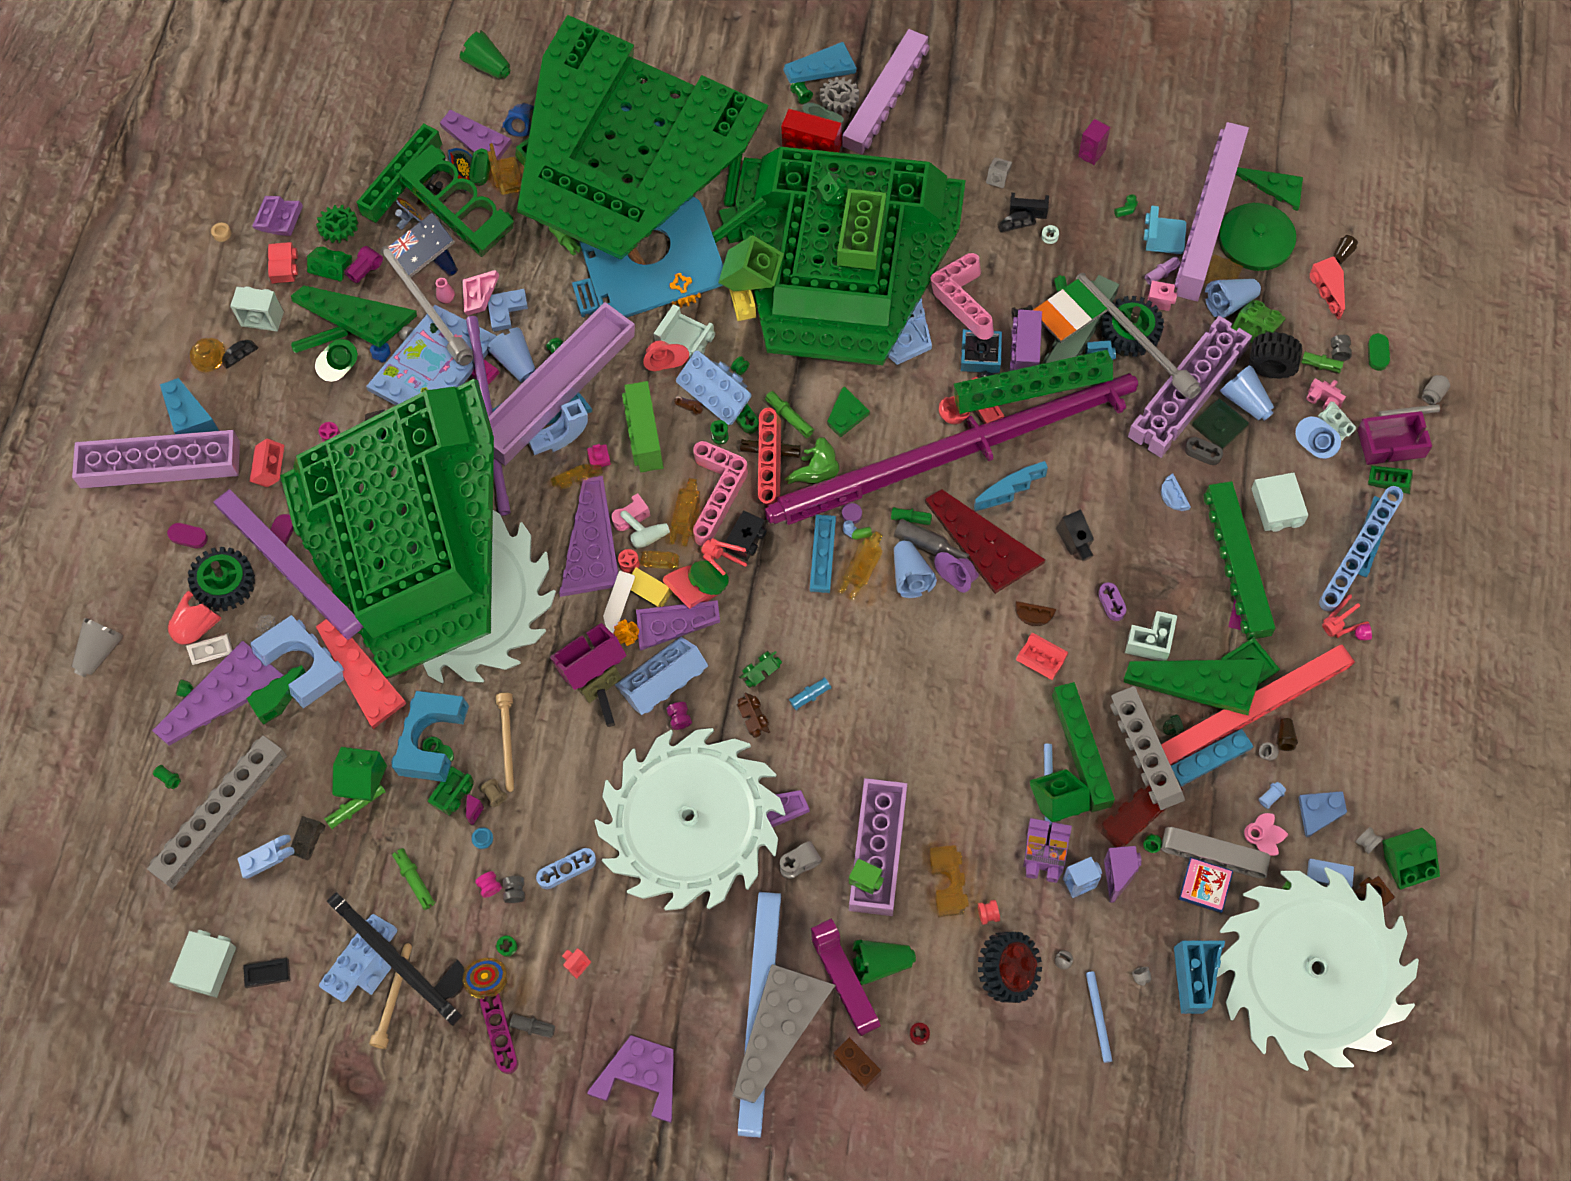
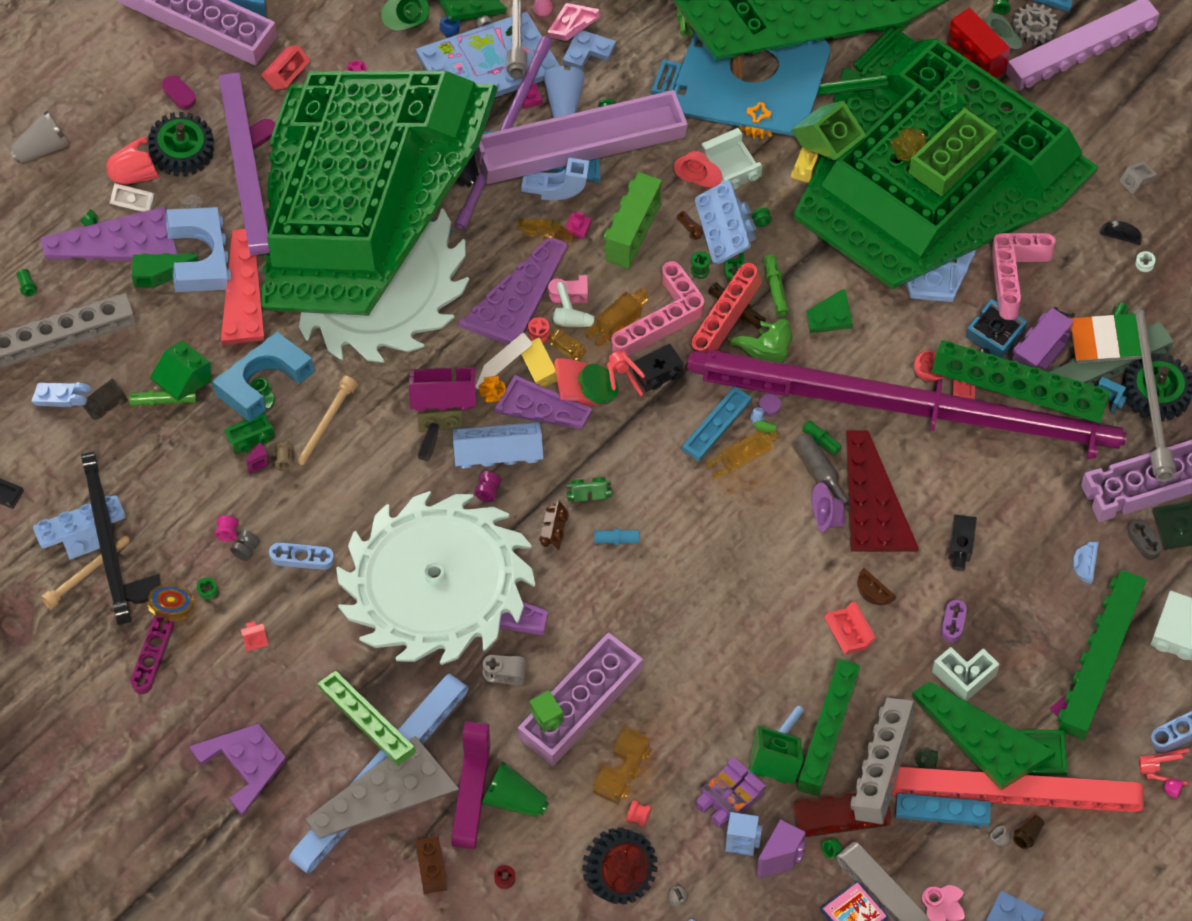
camera: 30 degrees right, 5 degrees down
(409, 871) = (169, 477): bright green pin -> none
(482, 838) = (249, 488): dark azure plate -> none
(532, 1026) = (182, 665): dark grey axle -> none
(721, 974) = (367, 718): none -> plate
(824, 241) = (908, 143): none -> clear yellow brick
(912, 571) = (784, 485): light blue cone -> none
(1004, 490) = (924, 463): dark azure slope -> none
(1038, 208) = (1150, 229): black hinge -> none
(1277, 790) = (975, 875): light blue pin -> none

